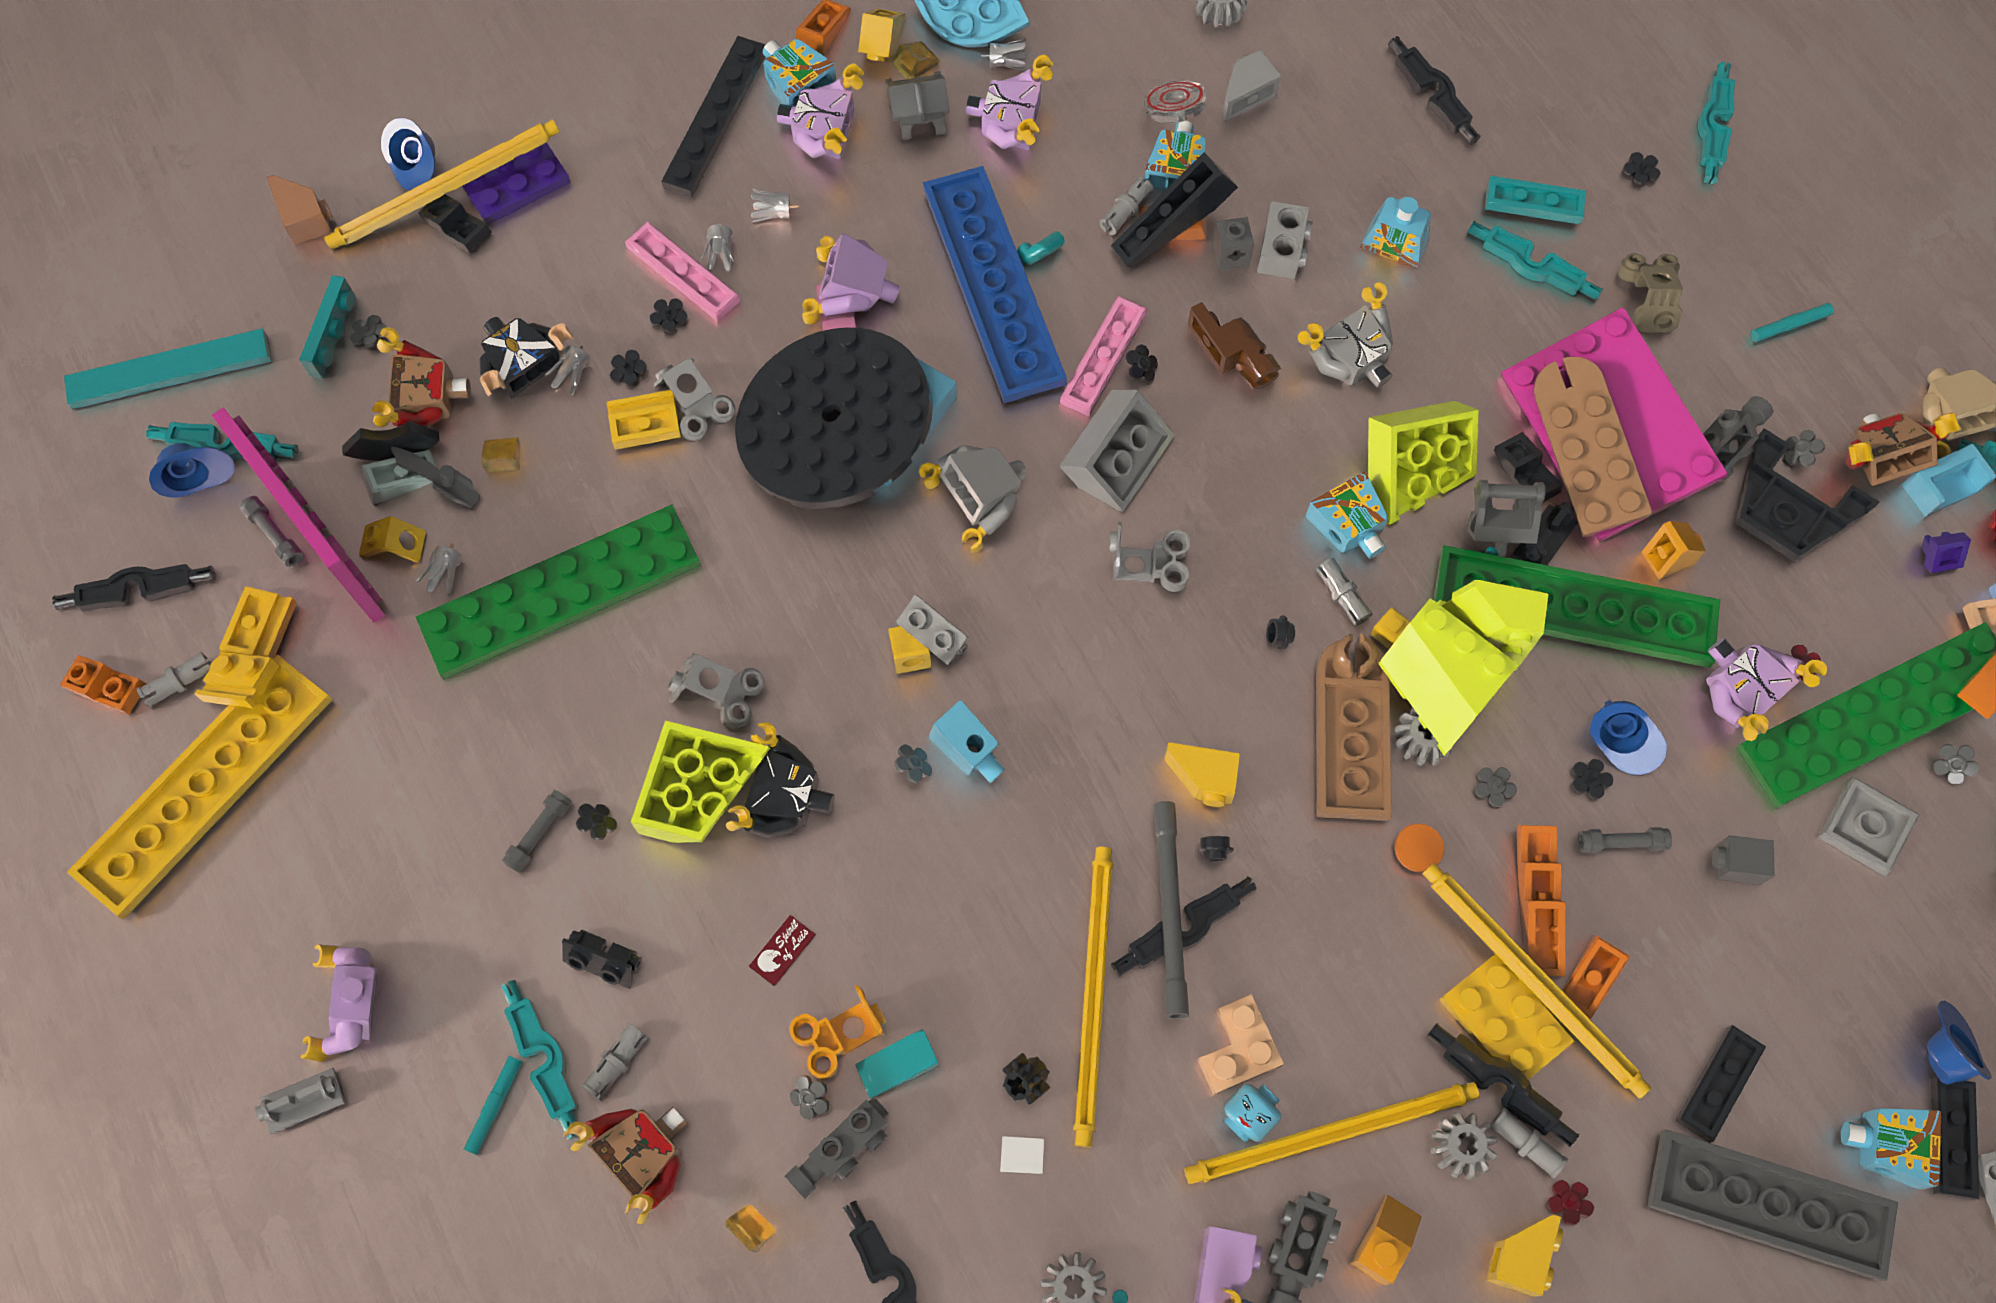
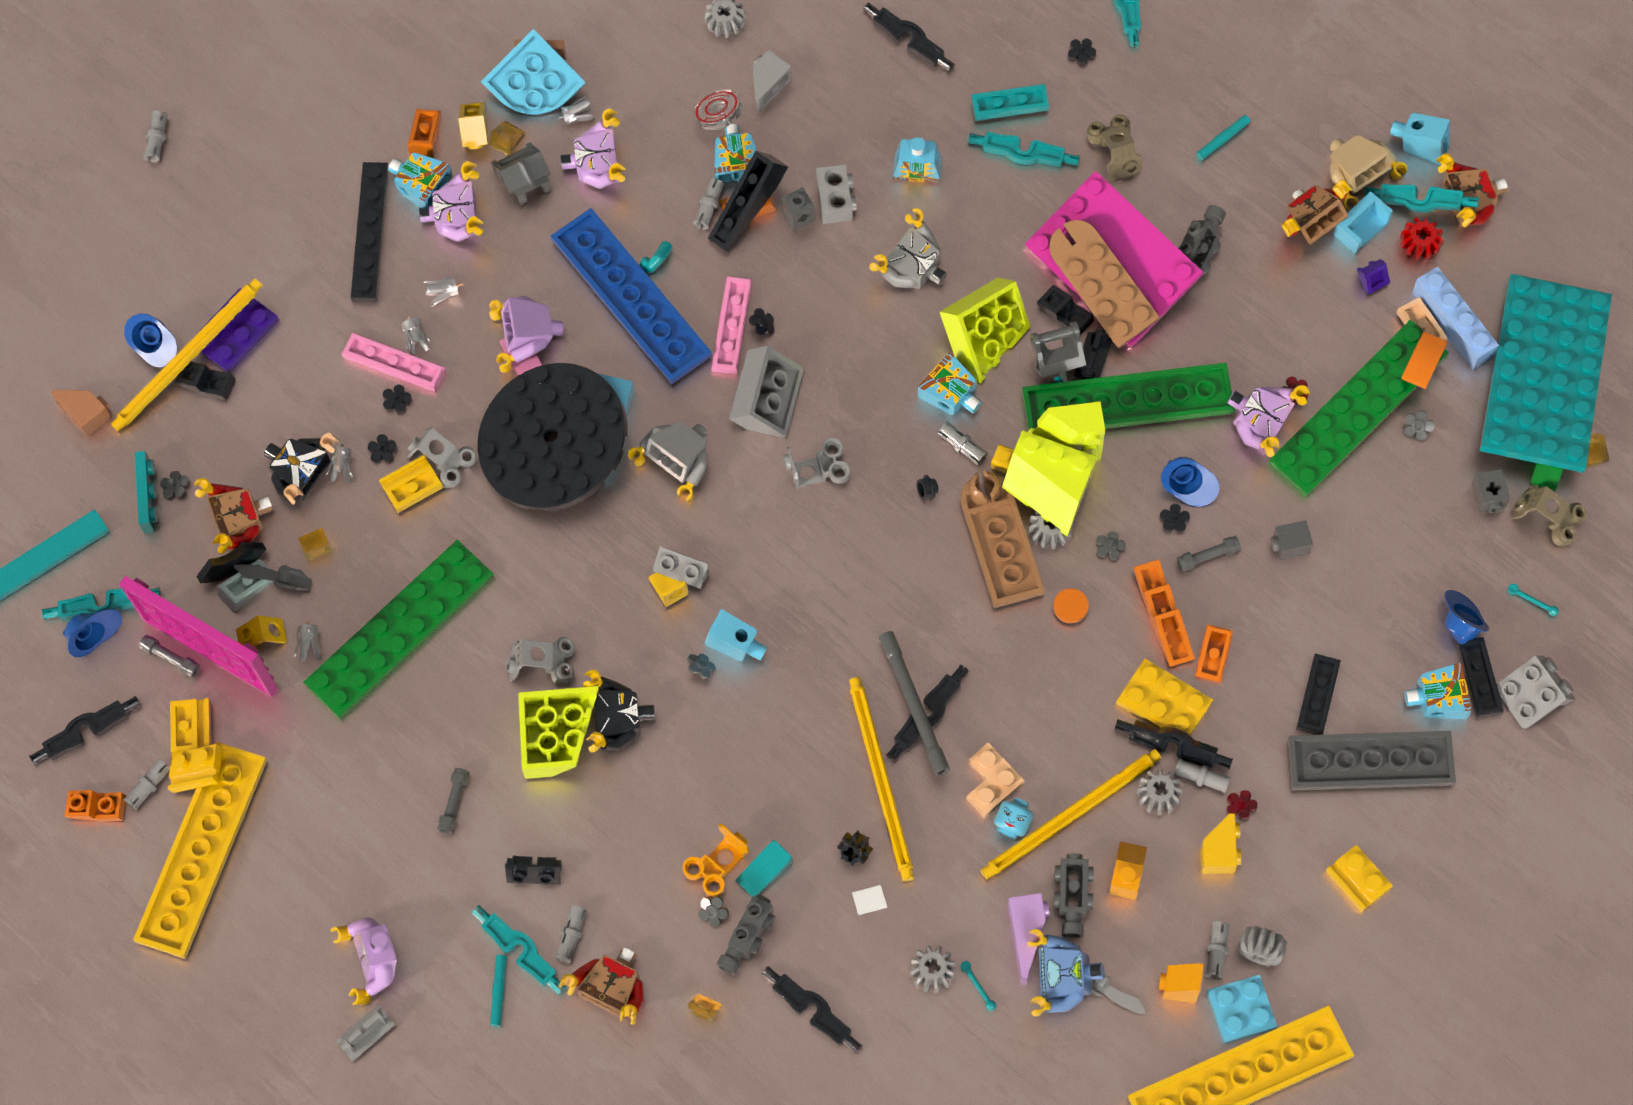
camera: 15 degrees left, 0 degrees up
(595, 821) = (491, 779): black plant -> none
(782, 950) = (656, 823): dark red sticker -> none
(1205, 772) = (906, 603): yellow slope -> none
(1215, 848) = (931, 652): black plate -> none
(1234, 347) = (825, 288): reddish brown plate -> none
(1537, 981) = (1174, 667): yellow piece -> none
(1673, 549) = (1184, 336): light orange slope -> none
(1787, 514) = (1257, 284): black wing -> none
(1803, 449) = (1255, 231): dark grey plant -> none
(1868, 826) = (1371, 488): light grey tile -> none

